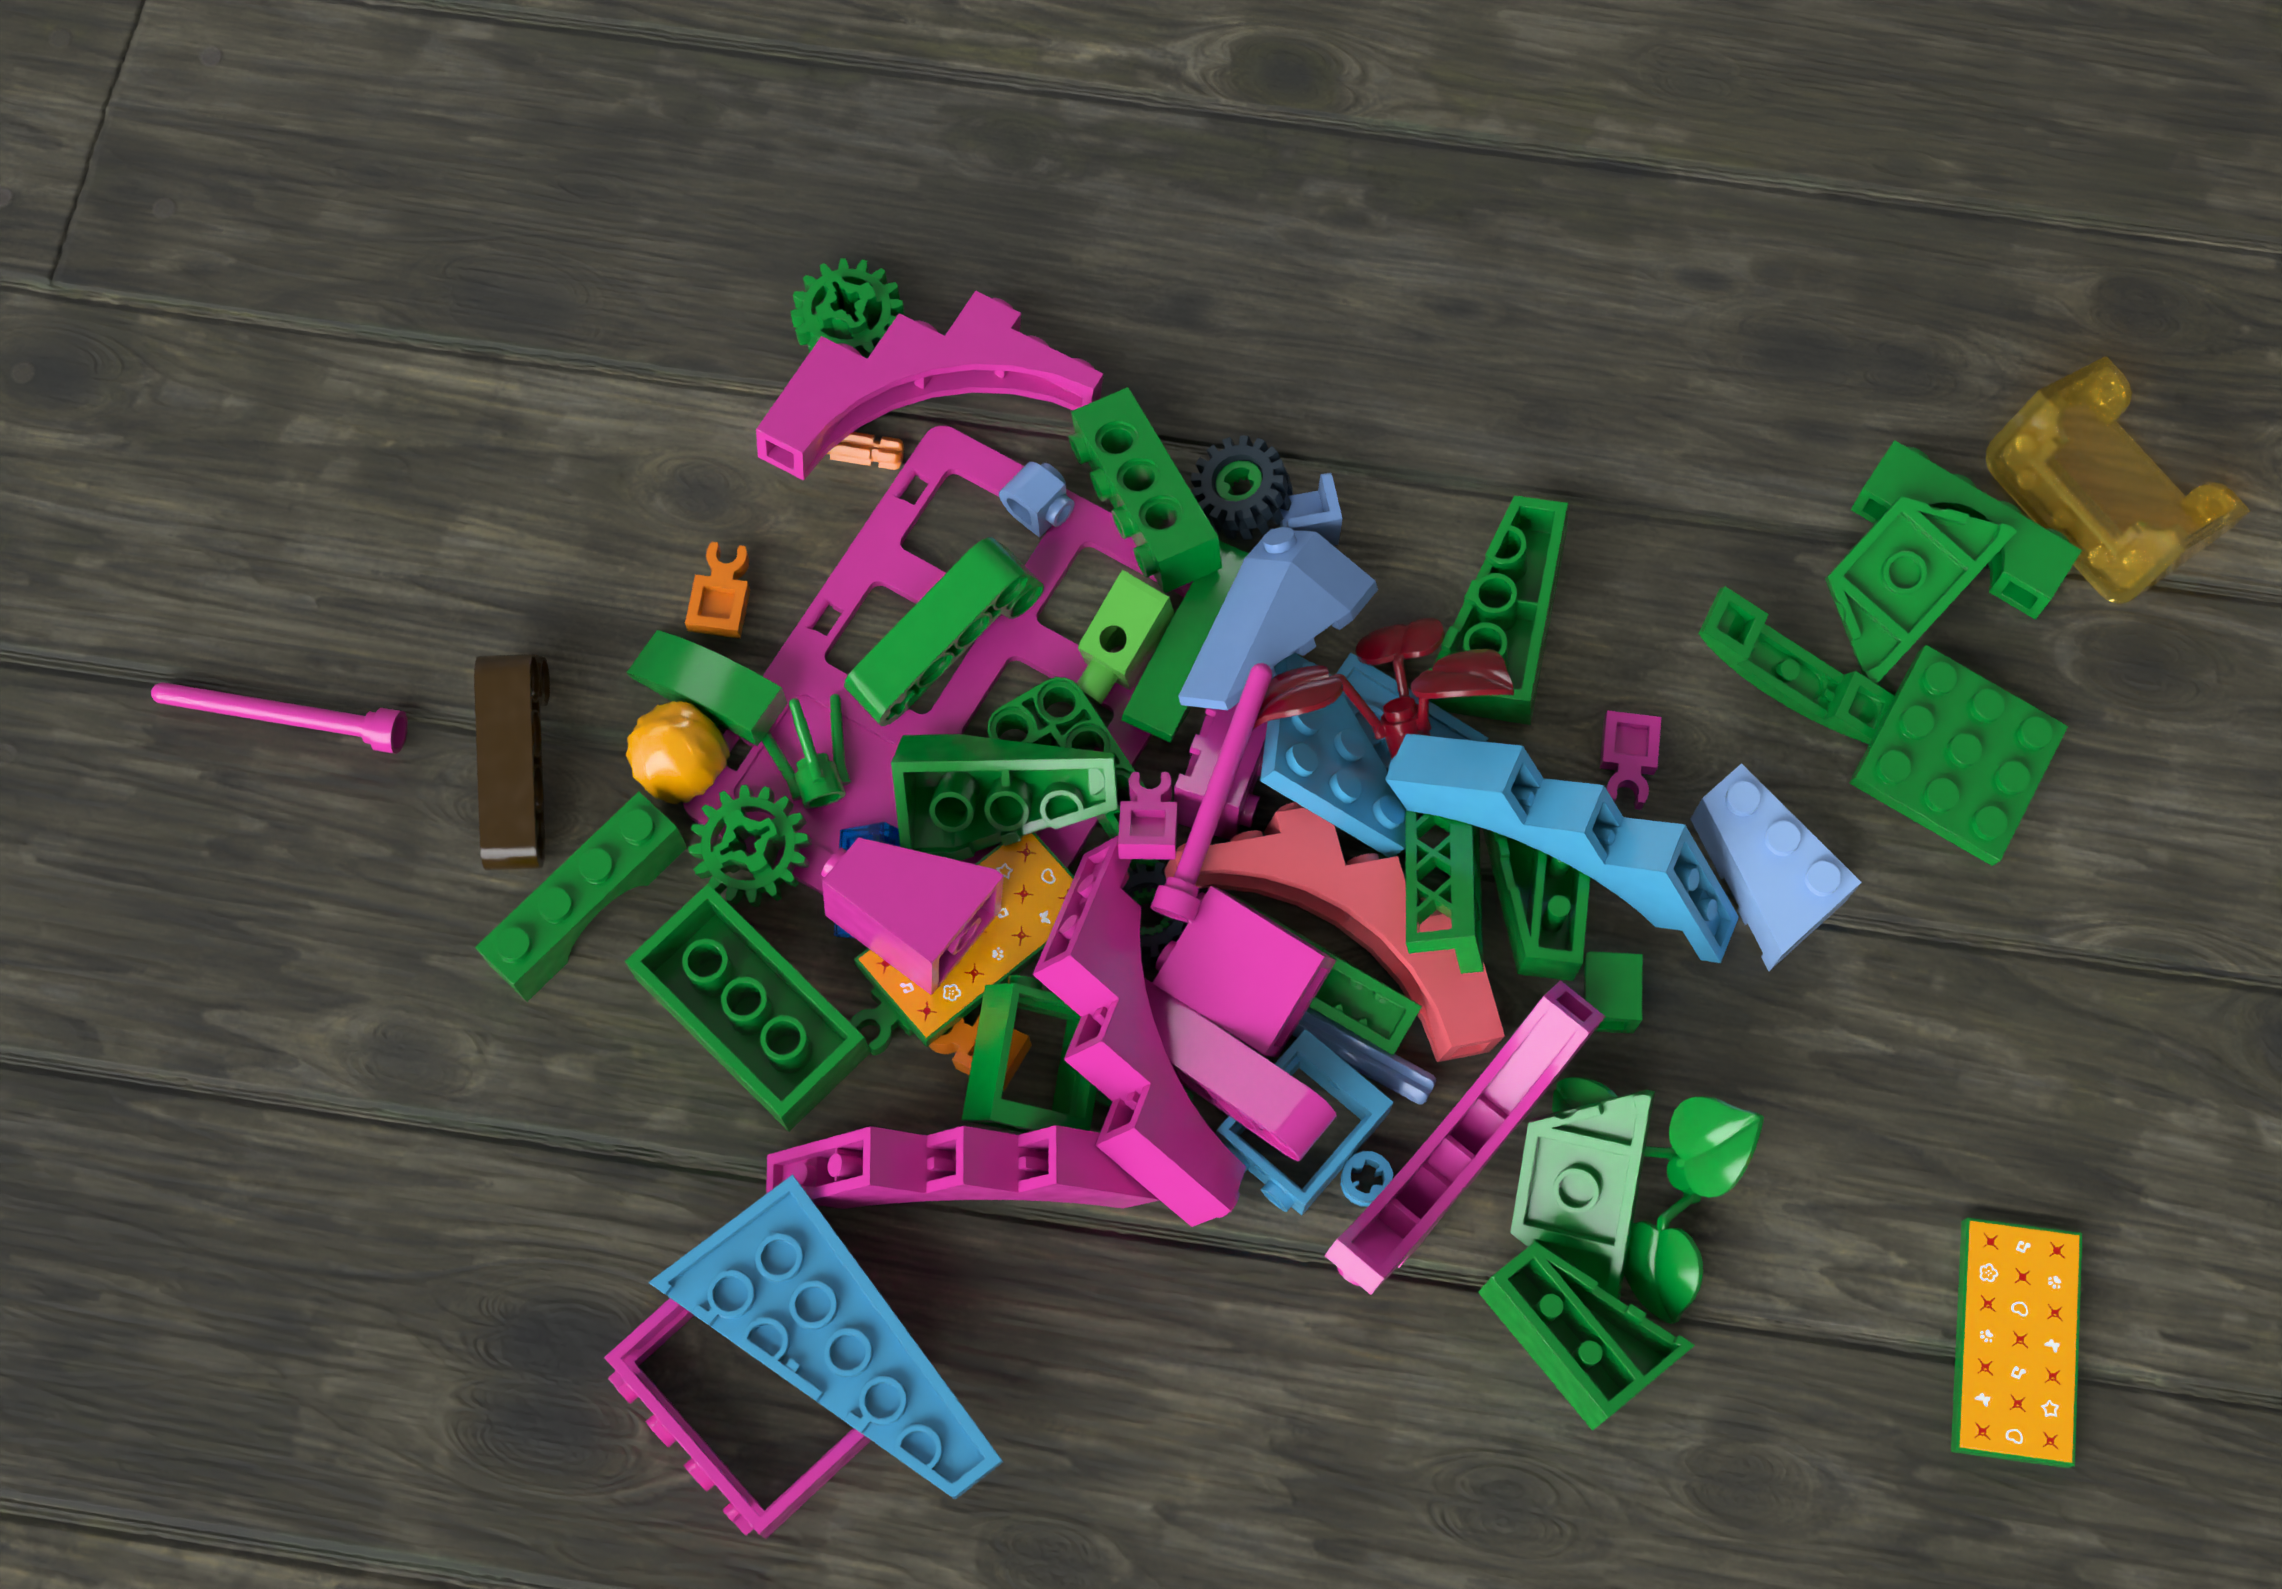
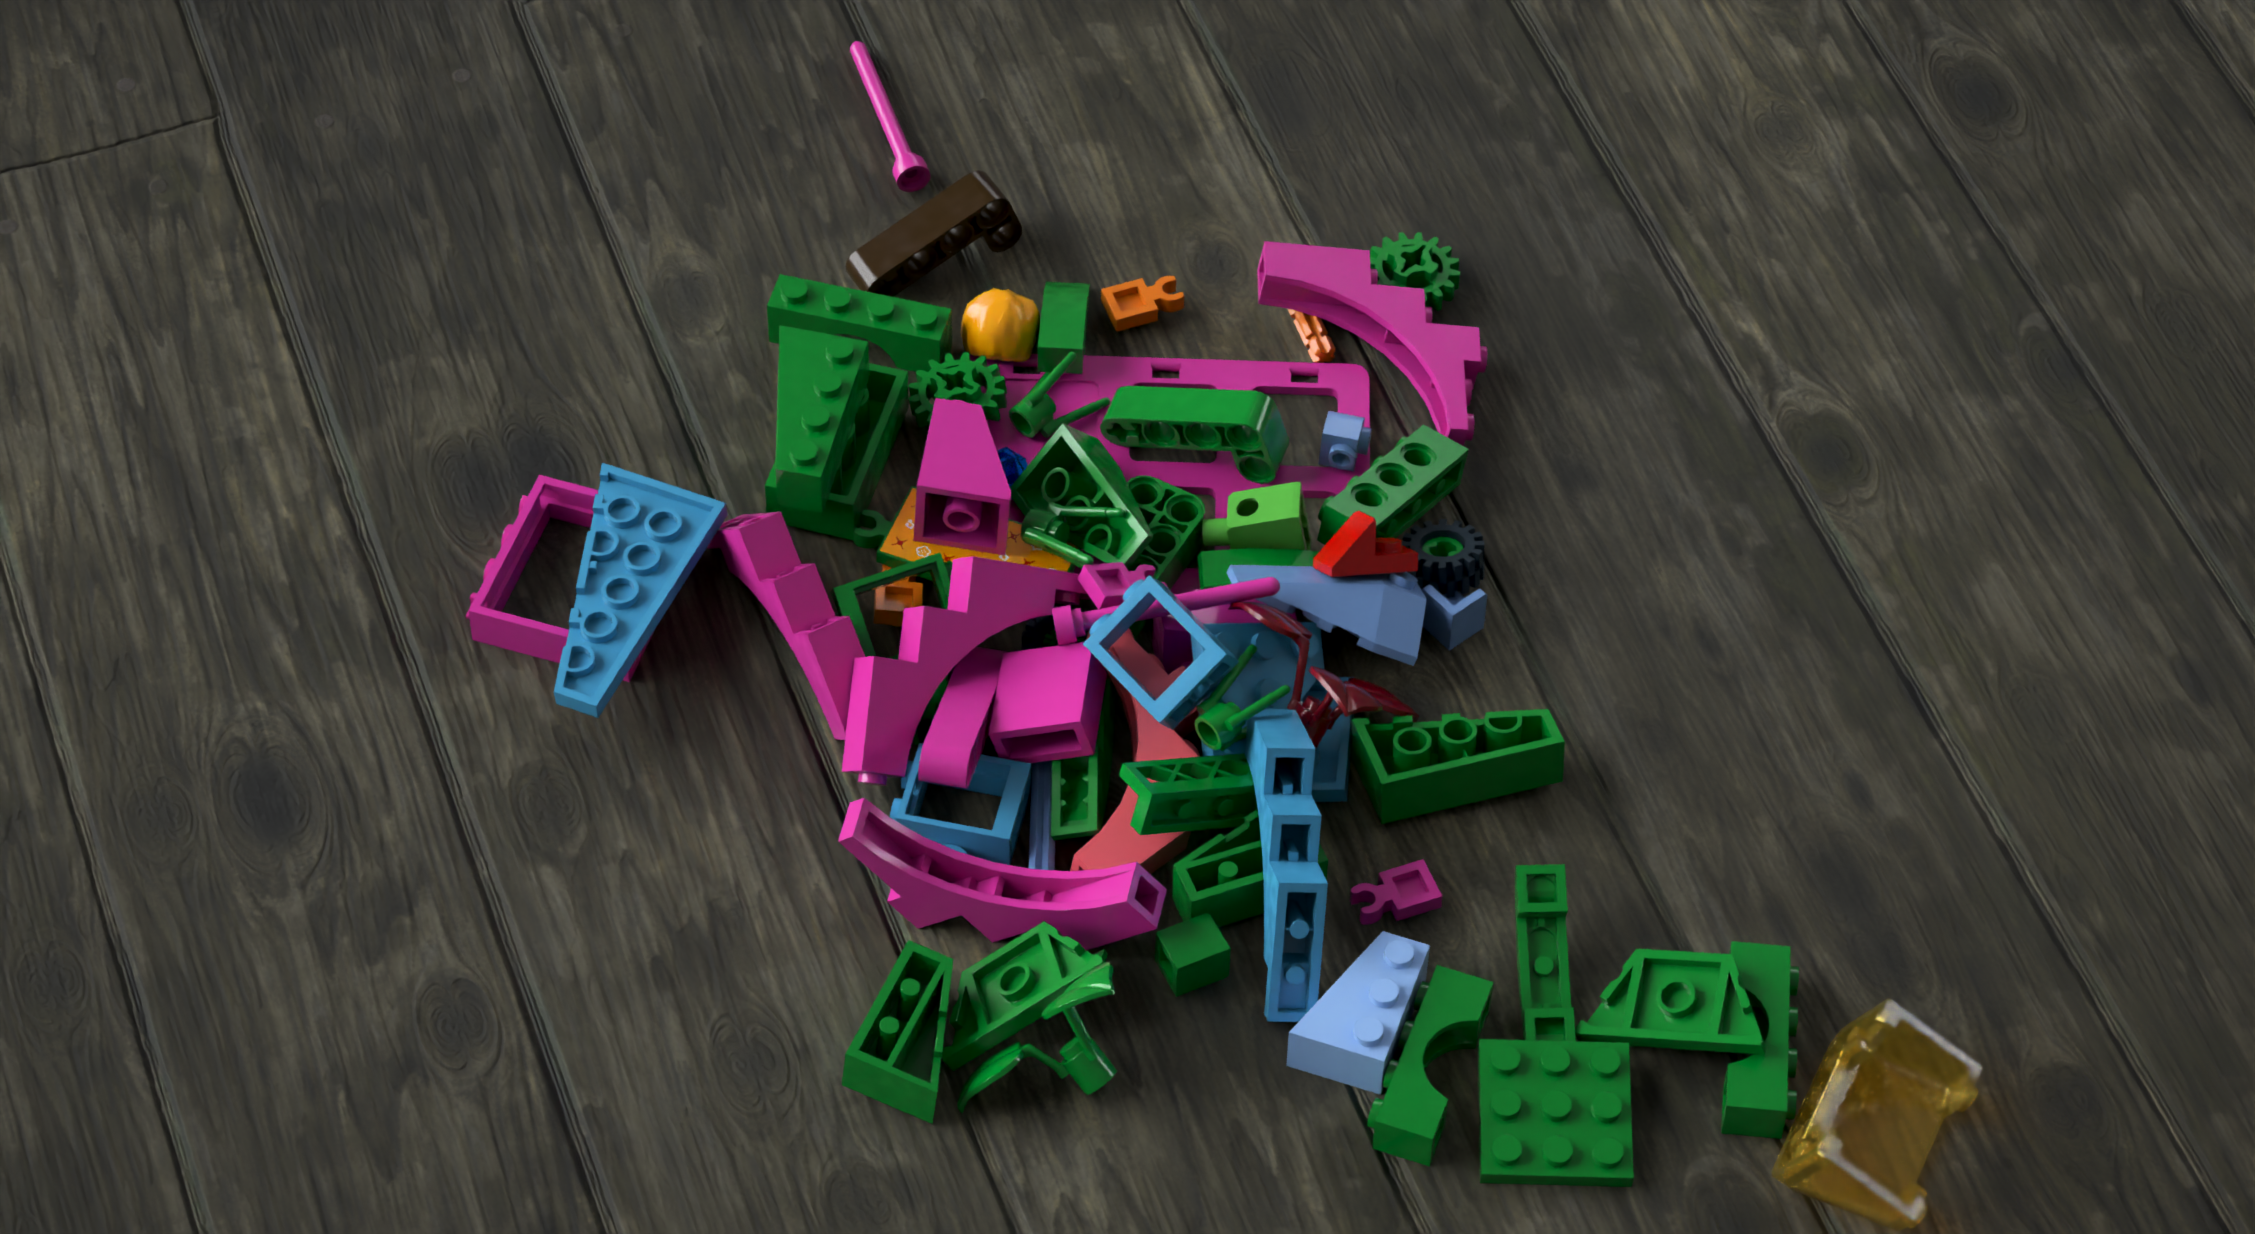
camera: 60 degrees right, 20 degrees down
(716, 1006) = (817, 405): none -> green wedge
(1017, 853) = (1051, 533): none -> green plant
(1242, 561) = (1358, 551): none -> red slope
(1341, 826) = (1192, 684): none -> dark azure window
(1392, 810) = (1222, 723): none -> green plant
(1898, 887) = (1448, 1019): none -> green arch

